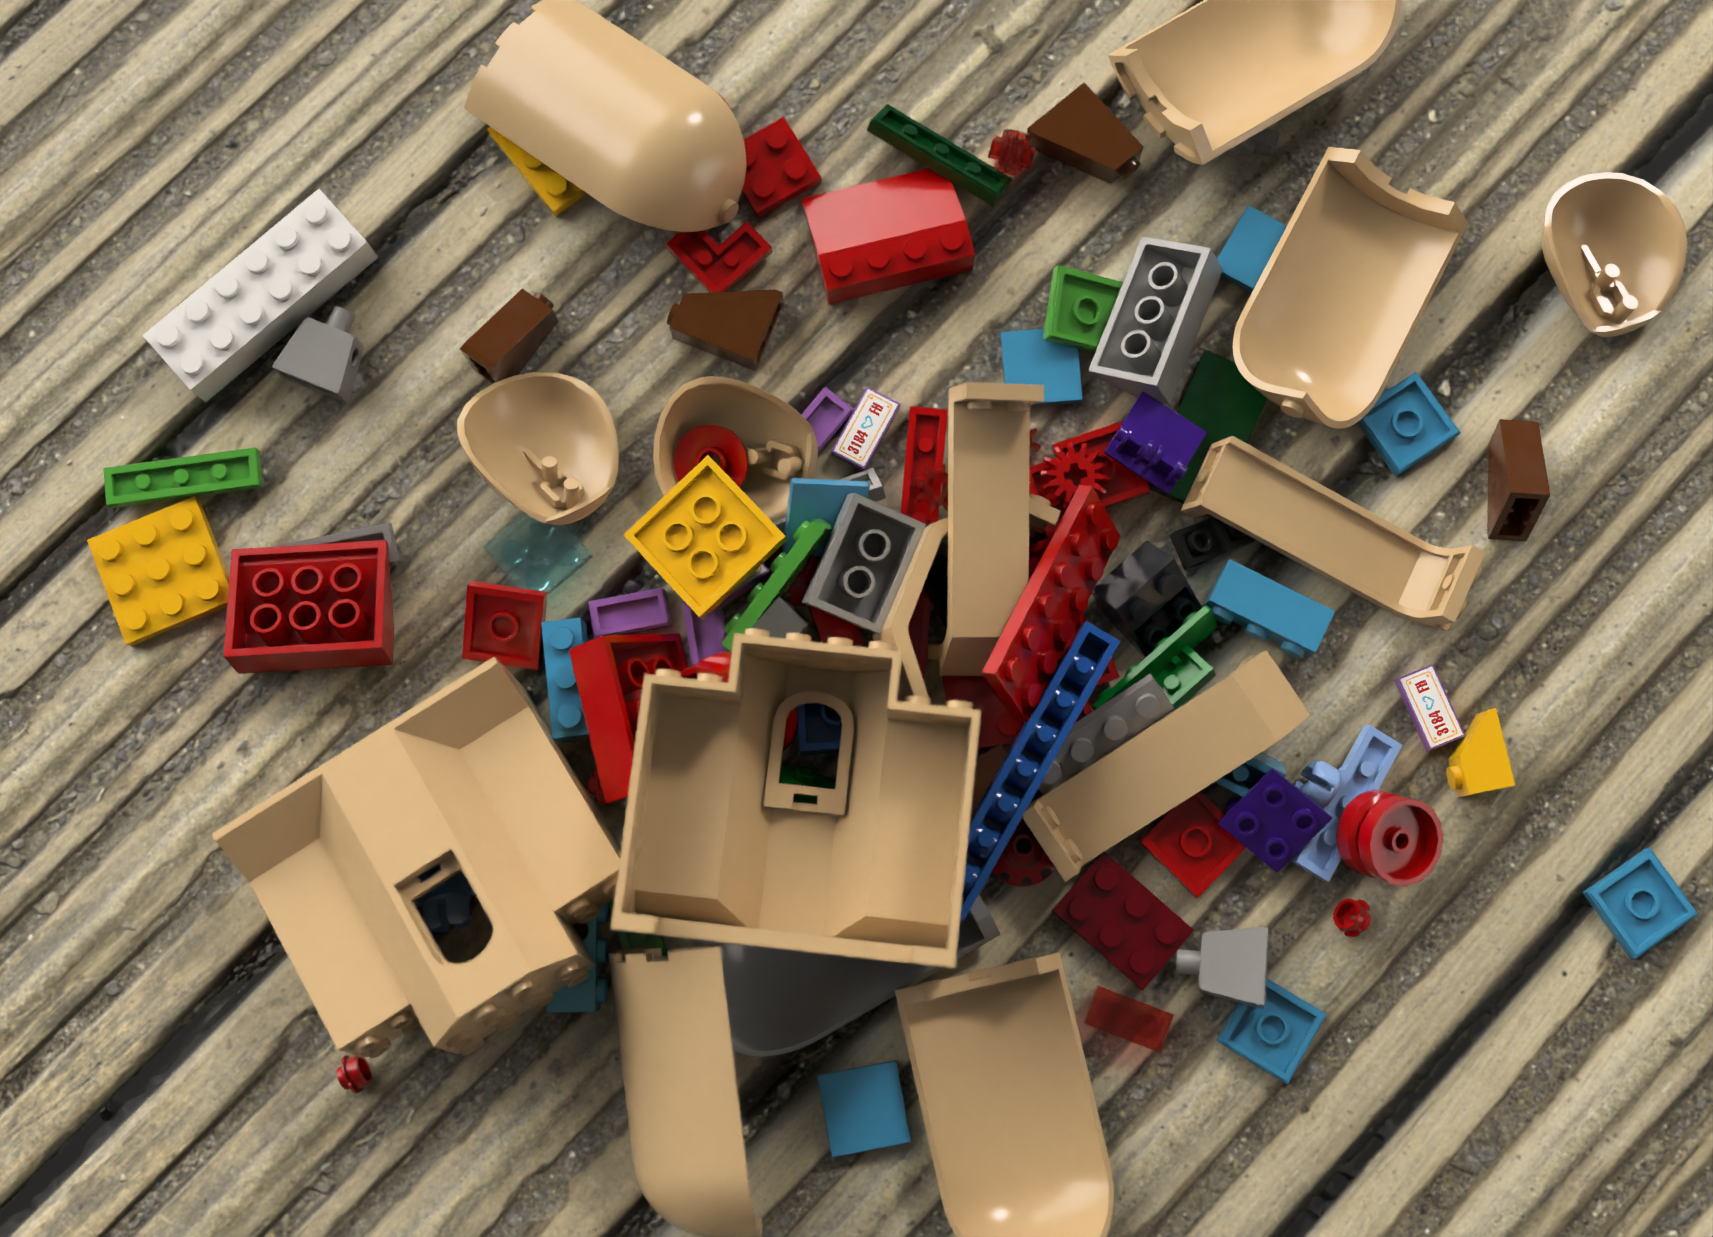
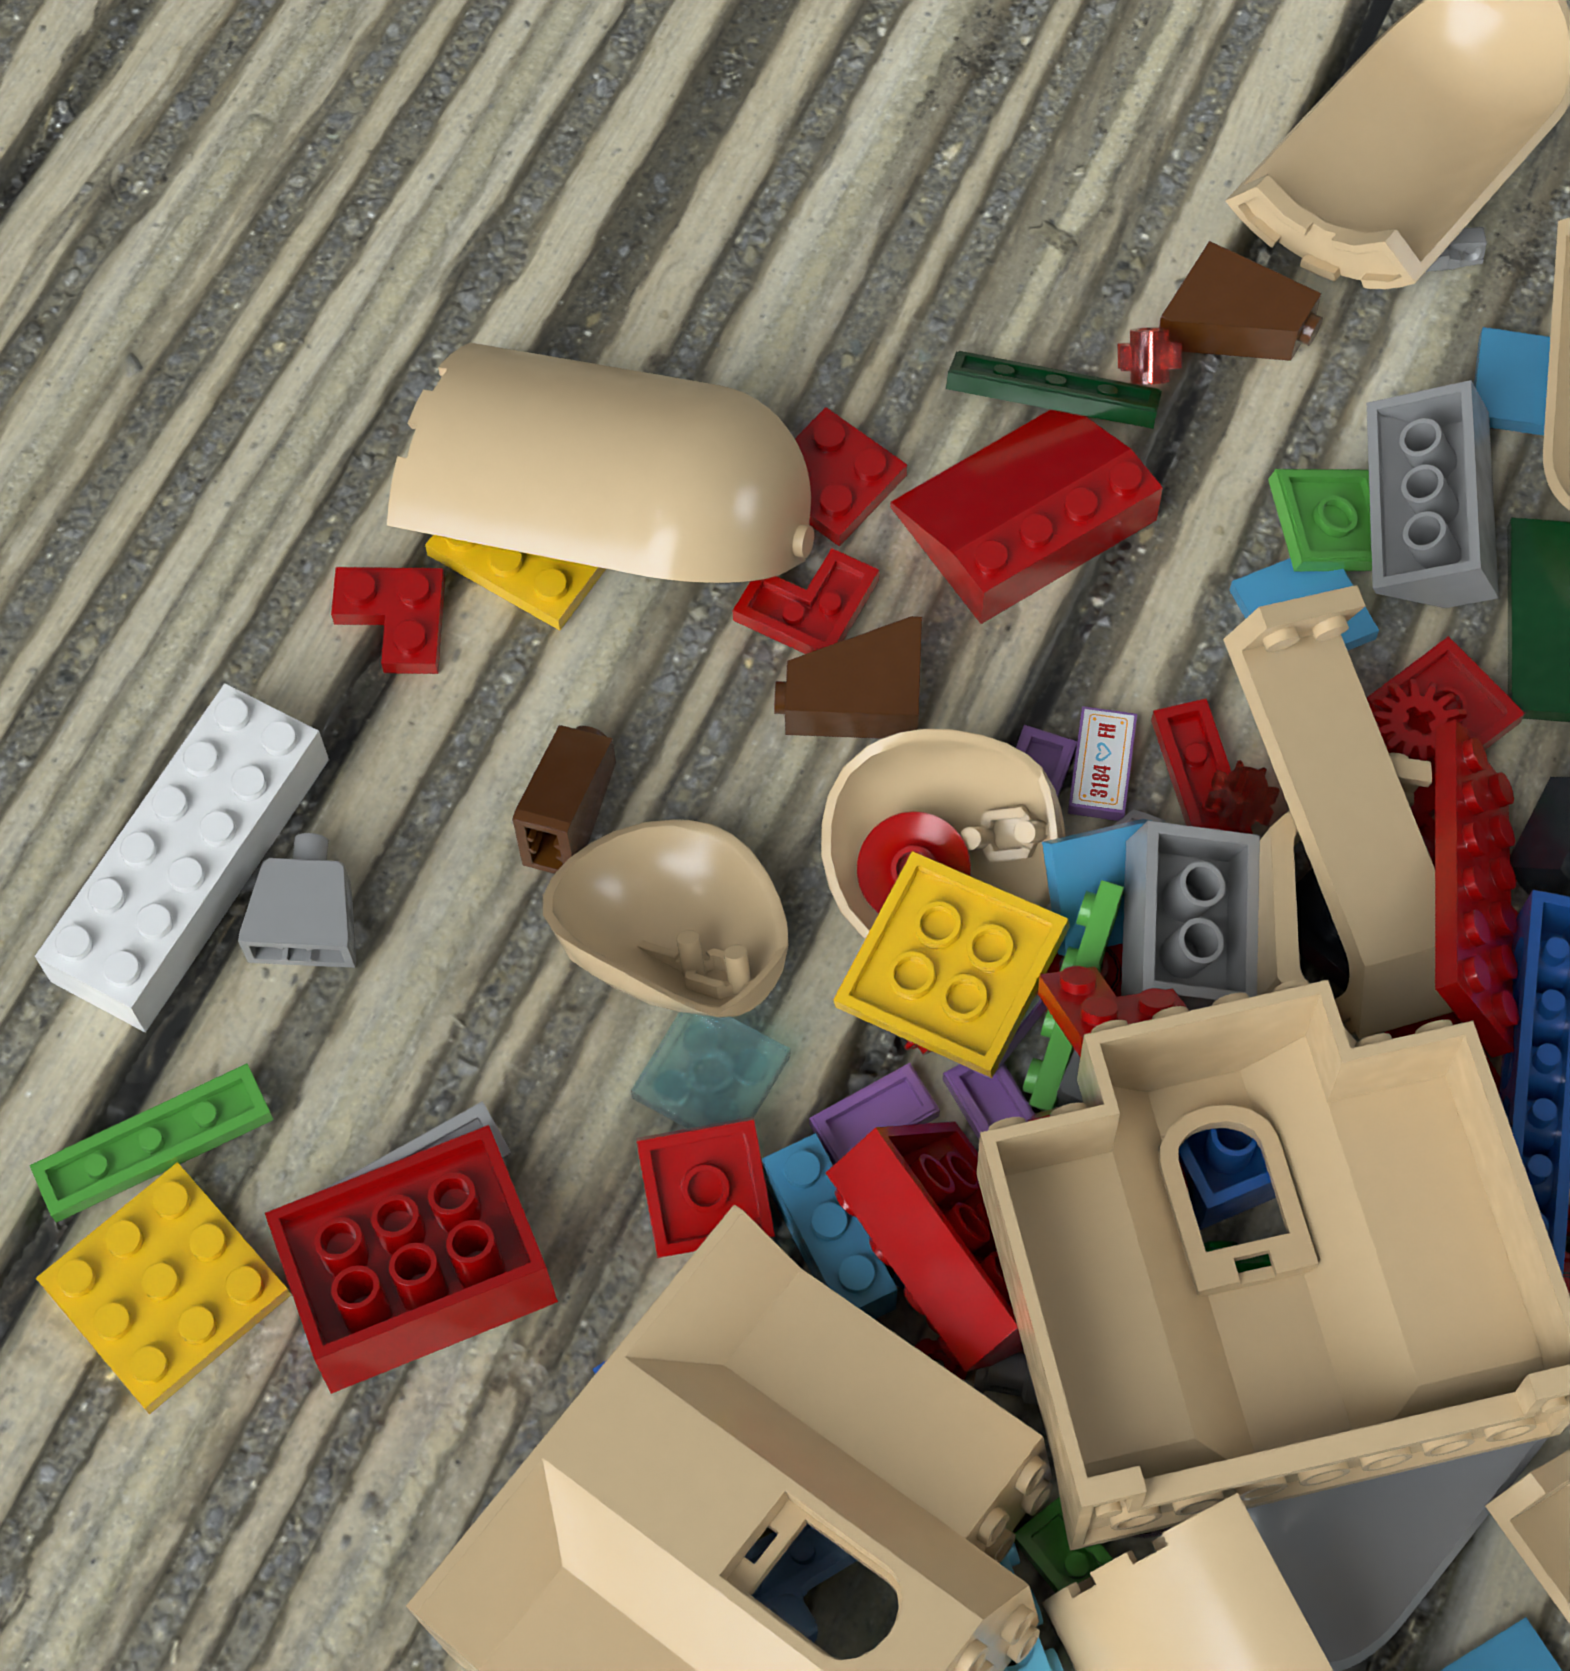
camera: 20 degrees left, 15 degrees down
(462, 166) = (403, 601): none -> red plate
(768, 608) = (1082, 1000): none -> red plate
(1155, 443) = (1505, 649): dark purple hinge -> none

